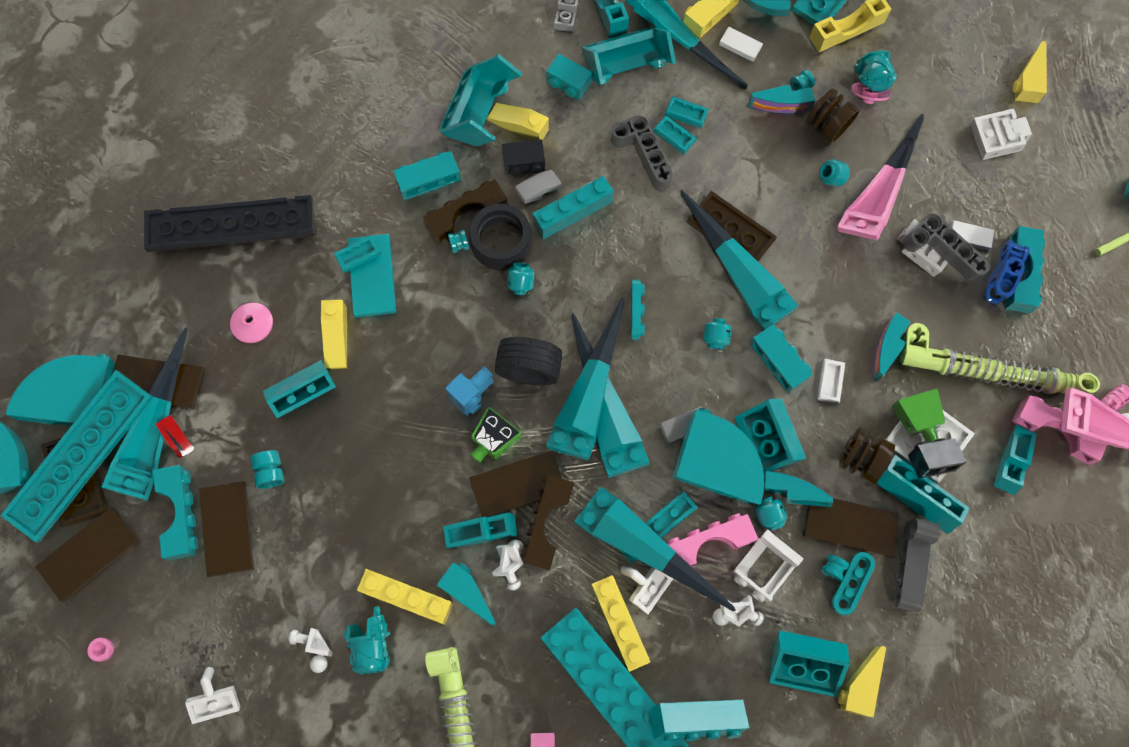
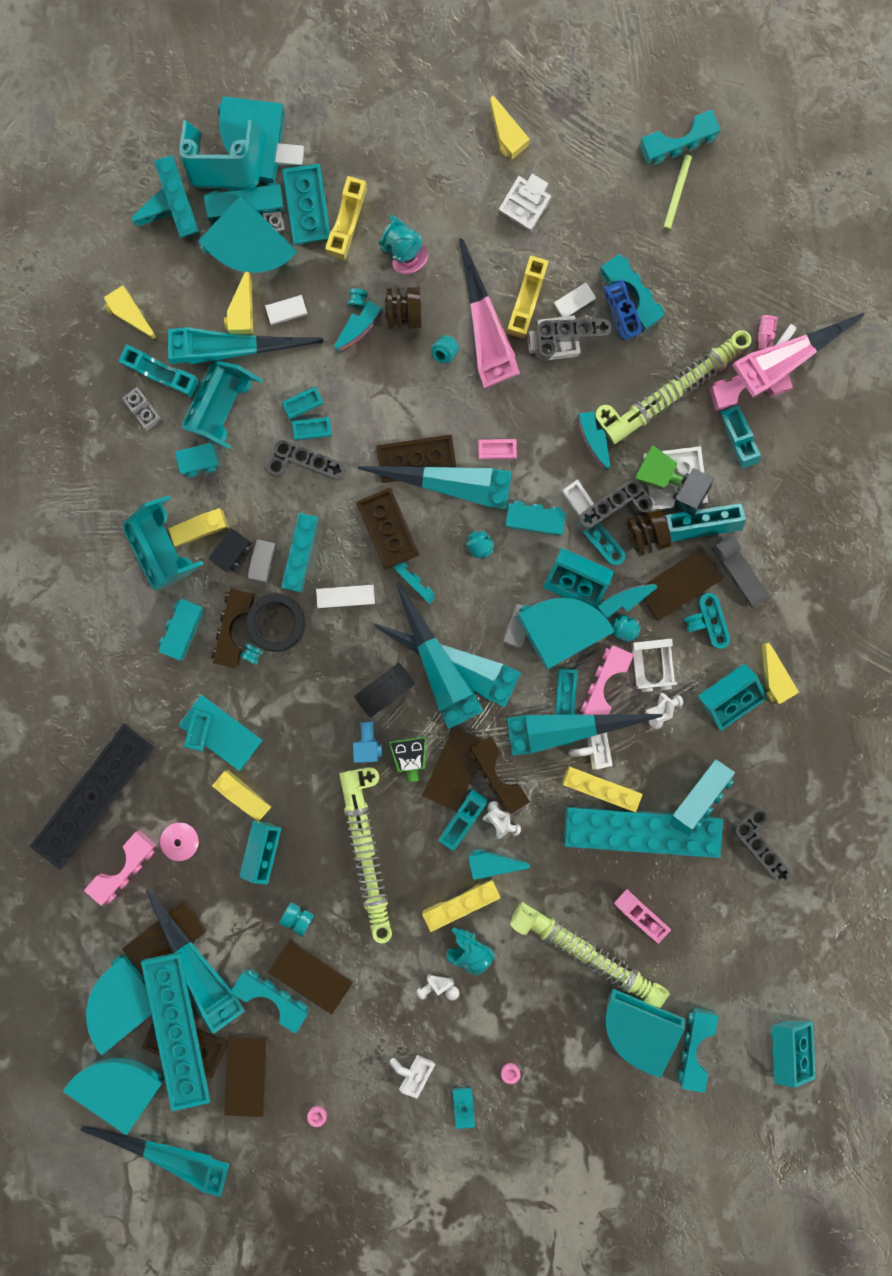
camera: 40 degrees left, 15 degrees up
(174, 436) = (216, 958): red sticker -> none
(214, 294) = (104, 886): none -> bright pink arch
(380, 469) = (365, 849): none -> yellowish green piece
(520, 278) = (318, 637): teal head -> none
(573, 272) = (345, 596): none -> white tile
(657, 254) = (387, 528): none -> dark brown tile
(802, 281) = (497, 449): none -> bright pink tile
(824, 421) = (609, 548): none -> teal plate
(872, 407) = (610, 507): none -> dark grey beam
(952, 189) = (527, 297): none -> light yellow arch

